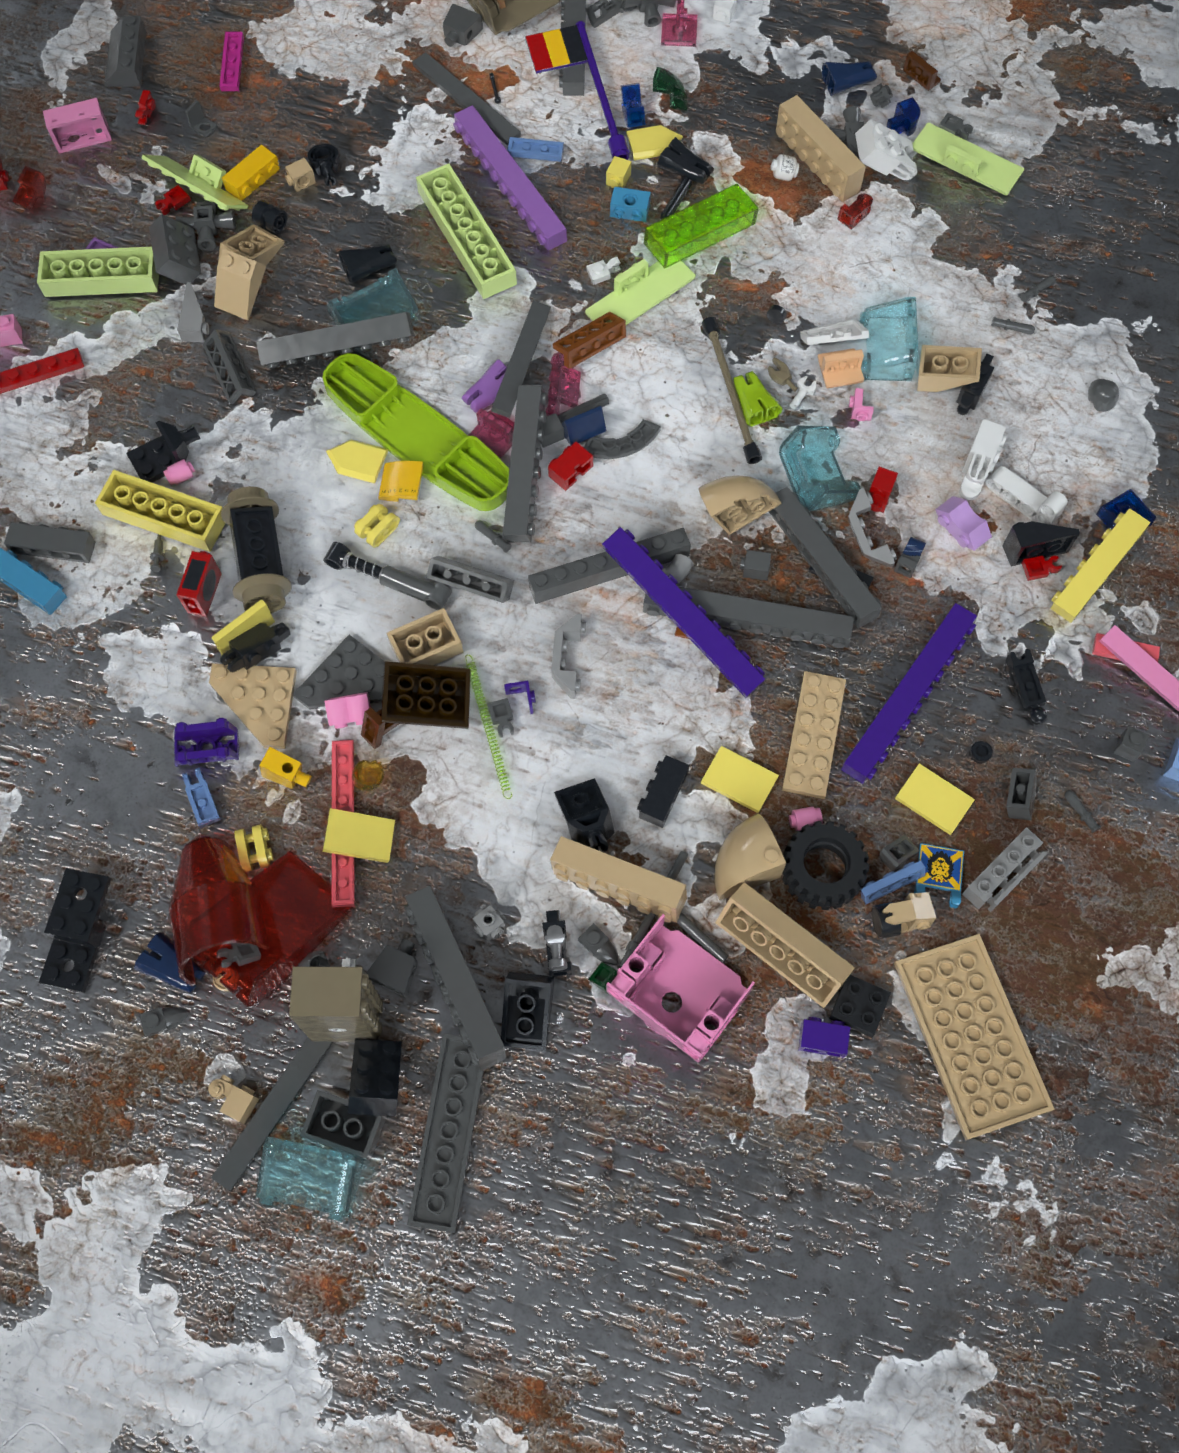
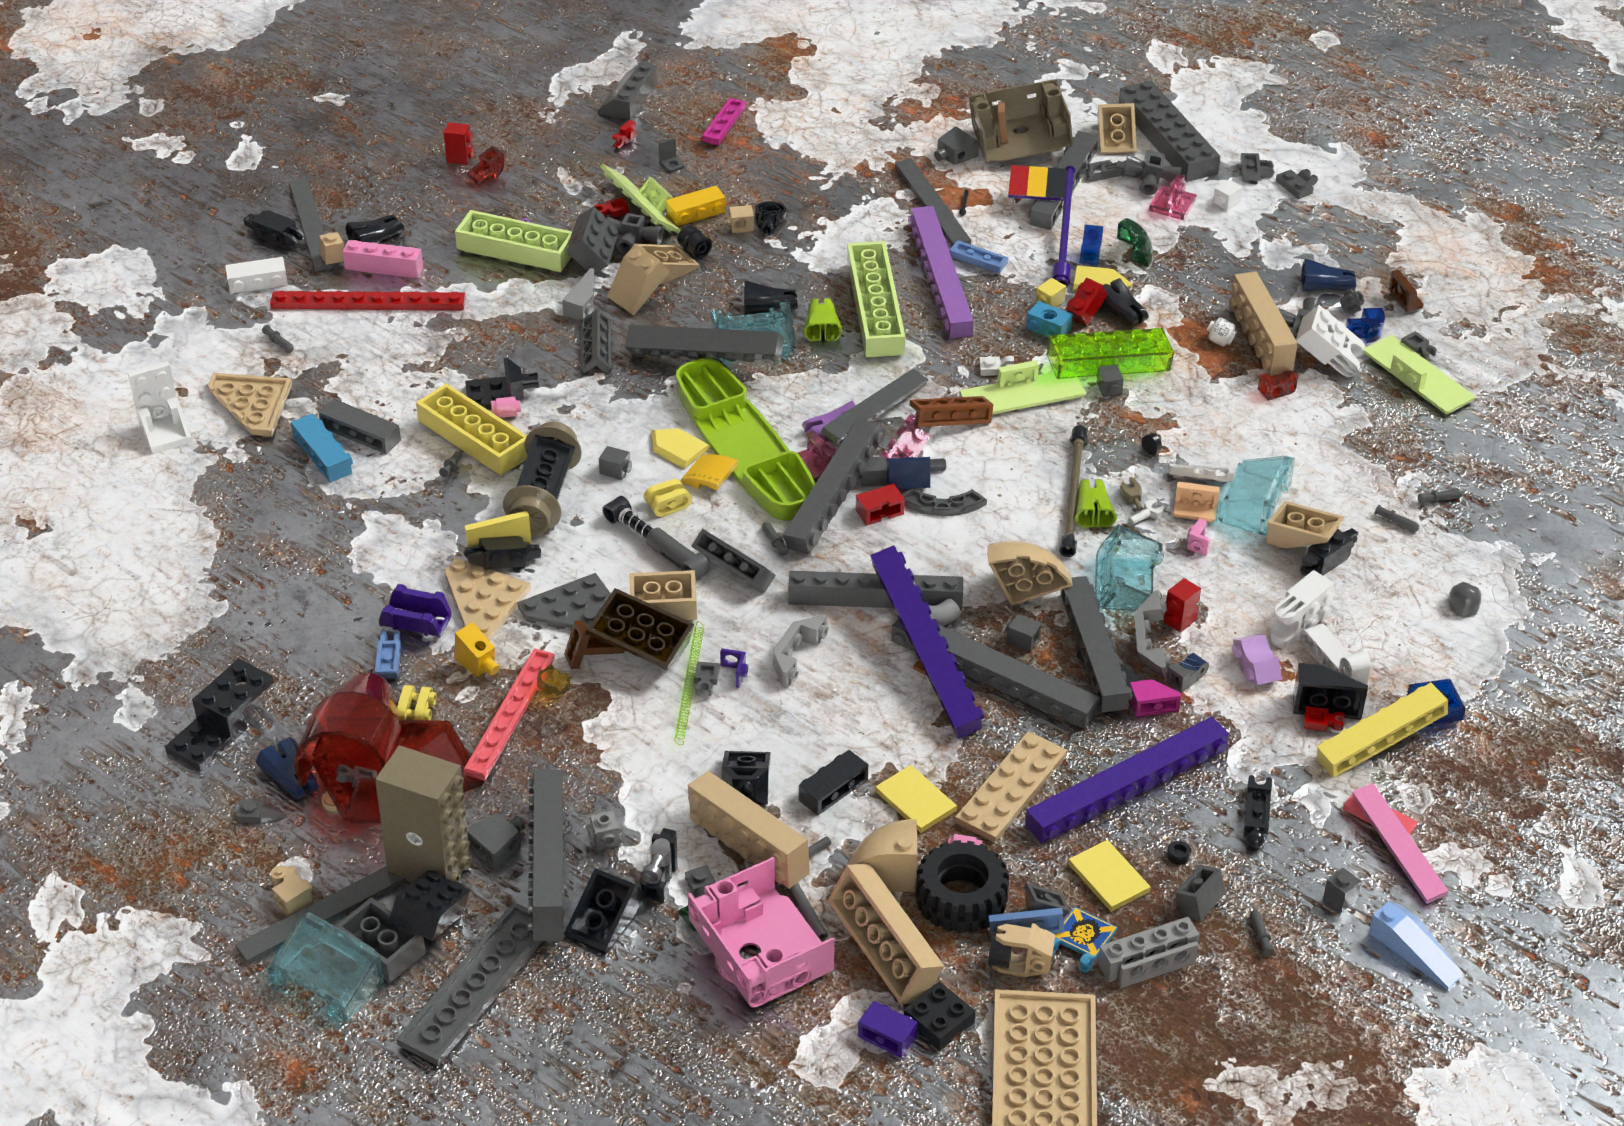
camera: 20 degrees right, 25 degrees down
(79, 119) = (559, 126): bright pink piece -> none
(199, 583) = (477, 490): red brick -> none
(311, 502) = (615, 463): none -> dark grey brick
(347, 709) = (558, 624): bright pink brick -> none
(359, 835) = (518, 724): light yellow tile -> none
(426, 269) = (822, 318): none -> lime piece
(657, 173) = (1086, 301): none -> red brick
(676, 198) = (1106, 325): black axle -> none
(711, 255) = (1109, 380): none -> dark grey brick
(894, 596) = (1153, 698): none -> dark pink slope

